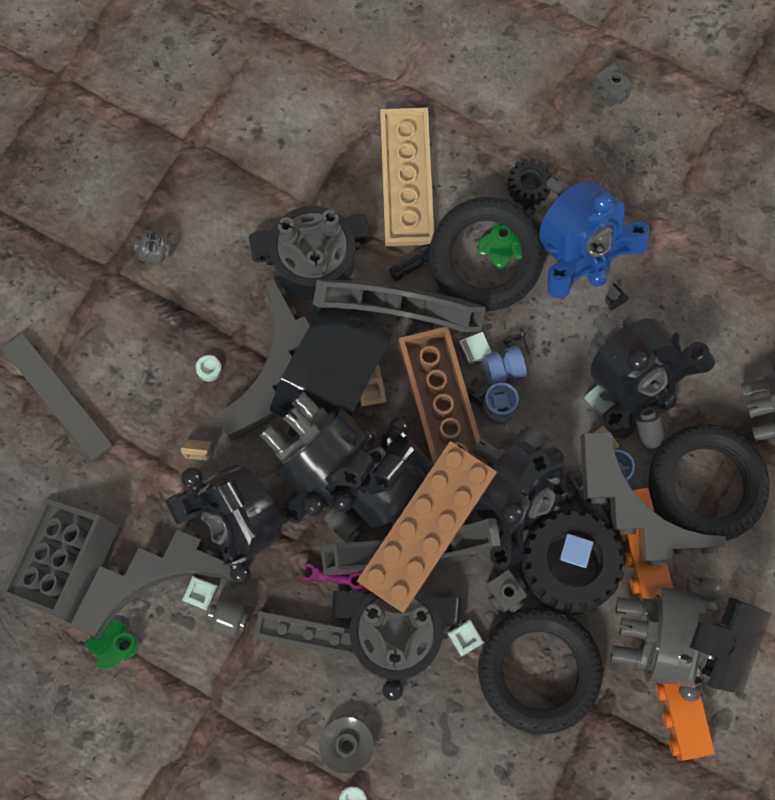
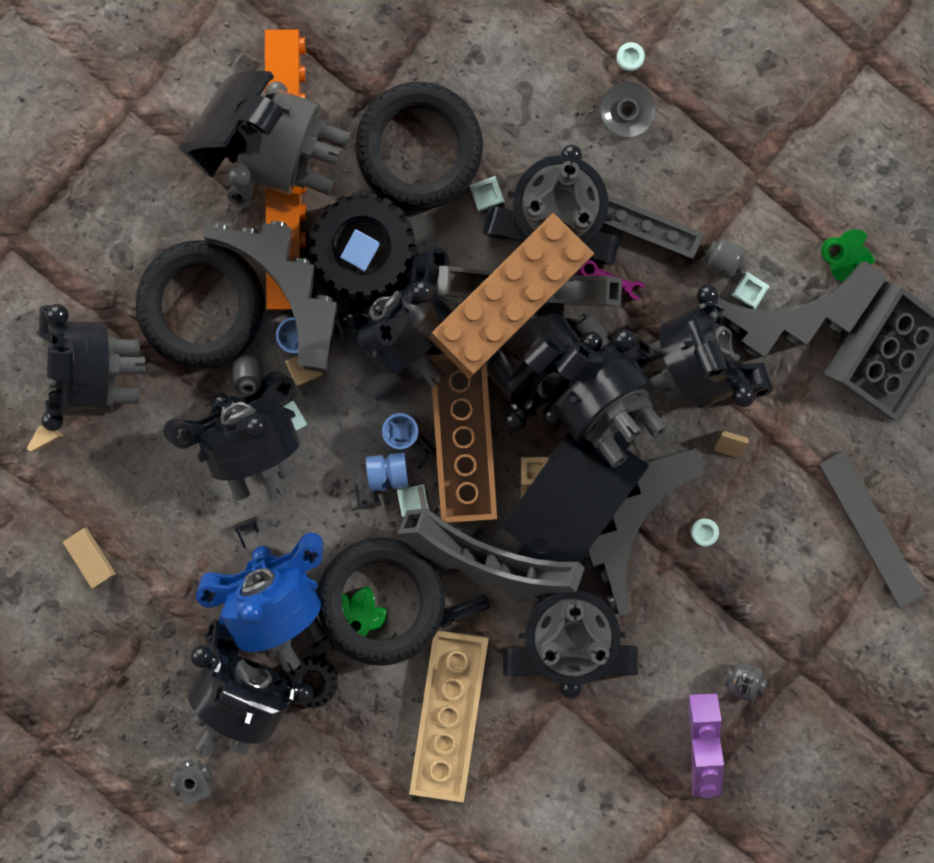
camera: 165 degrees left, 15 degrees up
(179, 189) = (706, 745): none -> medium lavender arch
(508, 583) = (441, 238): dark grey brick -> none
(593, 147) = (237, 694): none -> black piece
(746, 250) = (89, 557): none -> tan slope

